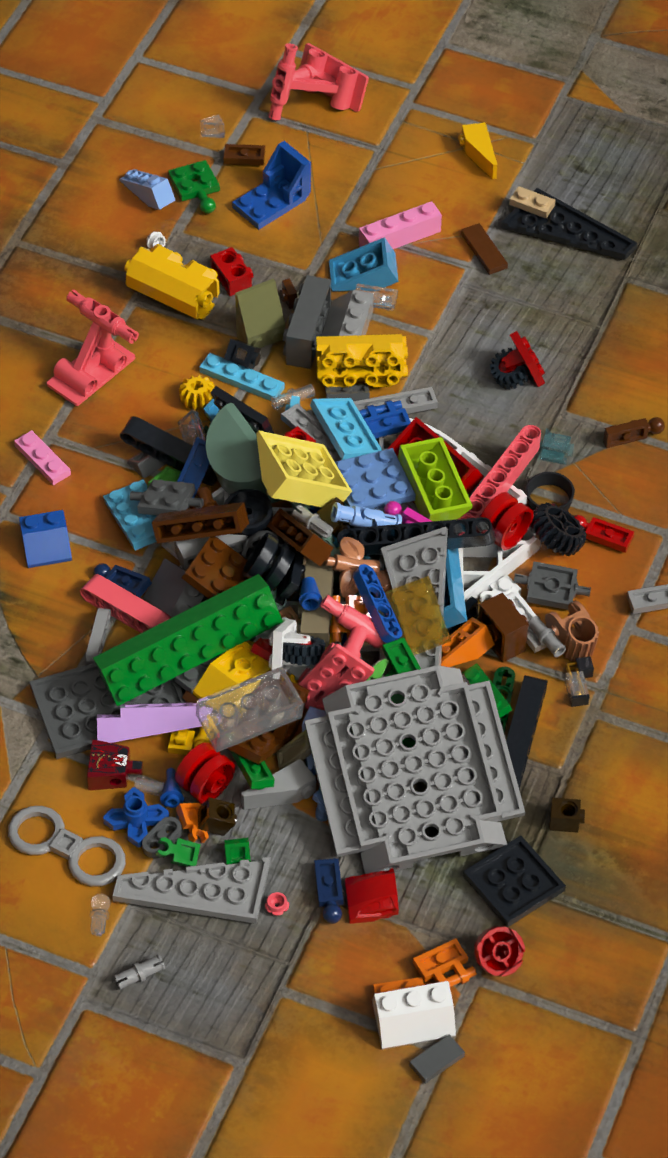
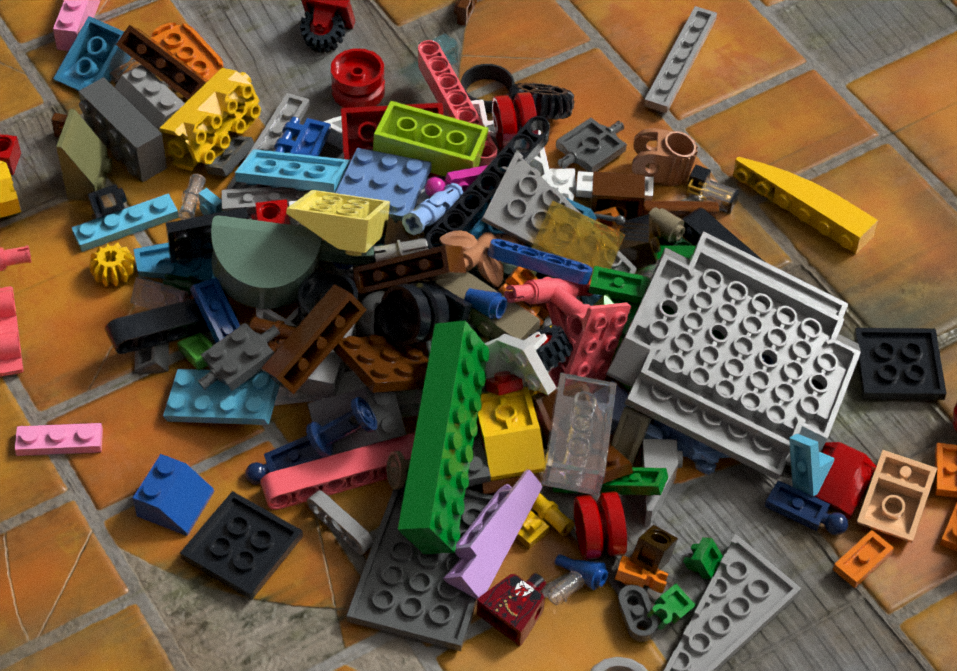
camera: 55 degrees left, 0 degrees up
(39, 597) = (241, 545): none -> black plate
(135, 816) = (594, 620): blue plant -> none
(167, 587) = (324, 436): none -> dark blue hose
(277, 898) = (790, 556): coral plate -> none
(315, 944) = (863, 559): none -> orange plate
(359, 867) = (808, 464): none -> medium azure slope
(383, 299) = (161, 62): none -> reddish brown brick
(386, 938) = (897, 496): none -> light nougat slope
(419, 313) = (189, 47): none -> orange tile
(470, 657) = (640, 241): none -> dark brown brick
(474, 633) = (619, 220): none -> dark grey hinge
(479, 416) = (357, 78): none -> red wheel
(507, 667) = (670, 225): none -> dark tan brick
(544, 672) = (682, 208): none -> dark orange axle
(546, 636) = (659, 178): light grey pin -> none
(563, 823) = (855, 284): dark brown brick -> none
(607, 533) = (569, 75): red plate -> none
(620, 749) = (809, 203): none -> yellow slope

